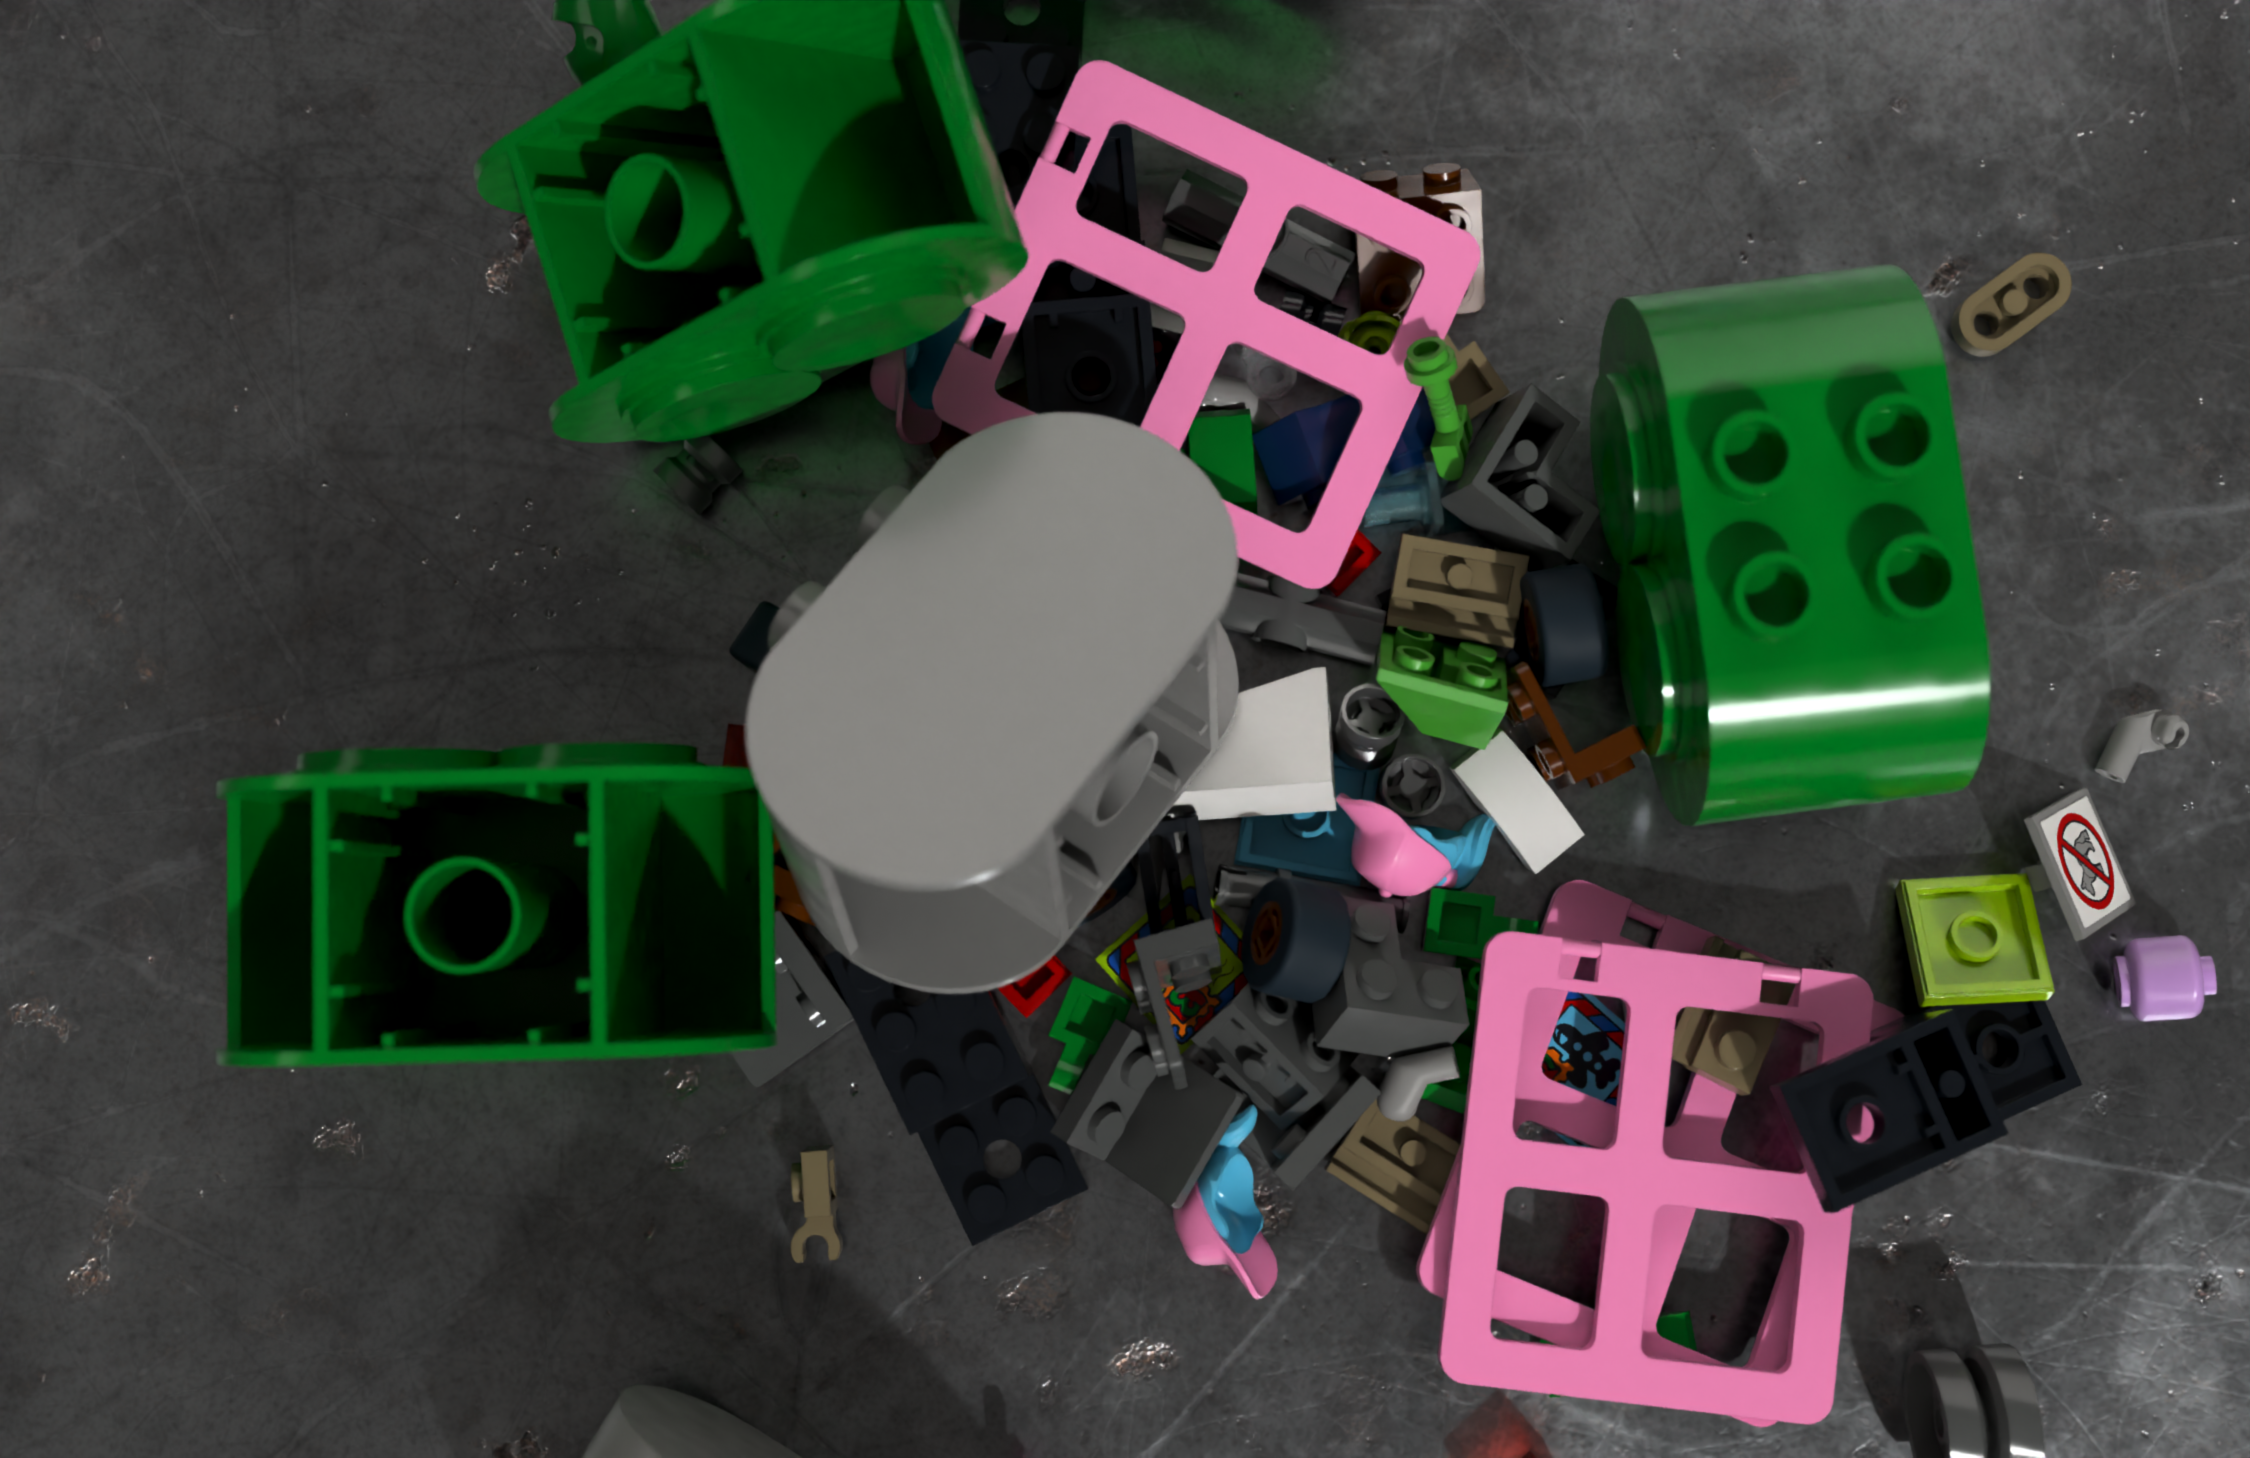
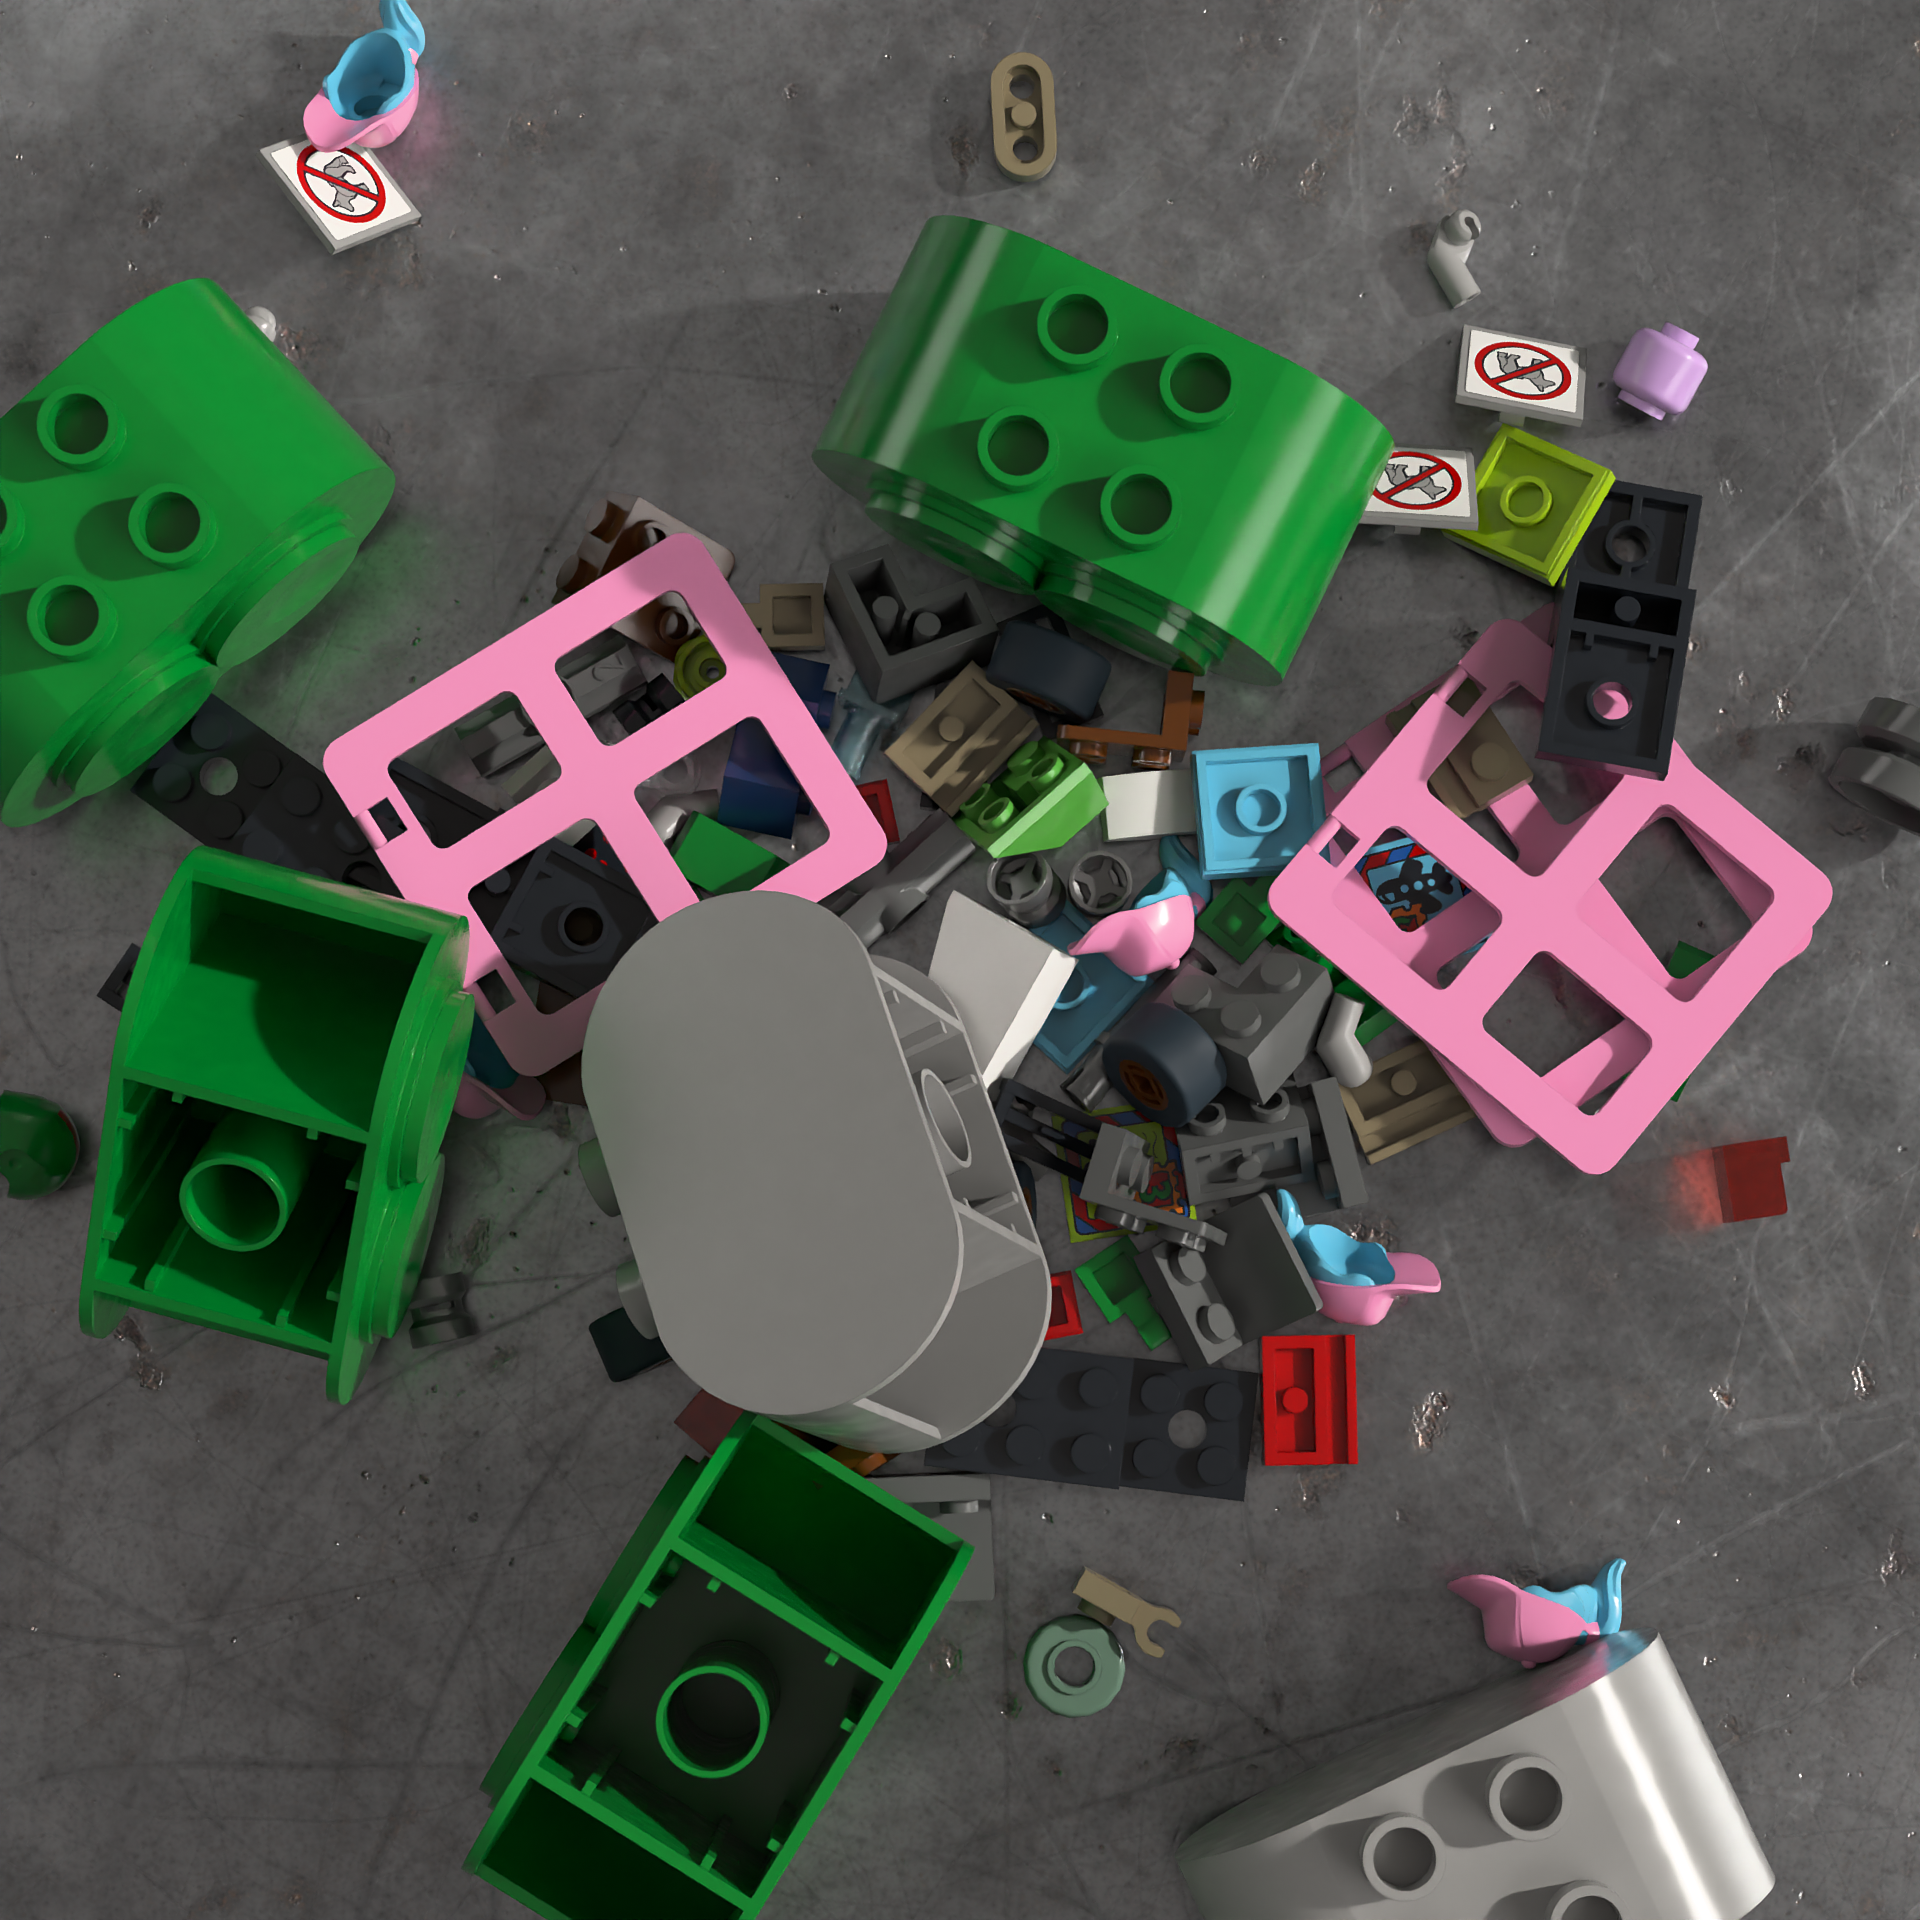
camera: 55 degrees left, 0 degrees up
(711, 1200) = (1106, 1673): none -> sand green piece
(1093, 1246) = (1308, 1400): none -> red plate
(1430, 365) = (763, 640): bright green hinge -> none
(1563, 876) = (1255, 808): none -> medium azure tile
(1928, 843) = (1425, 489): none -> piece

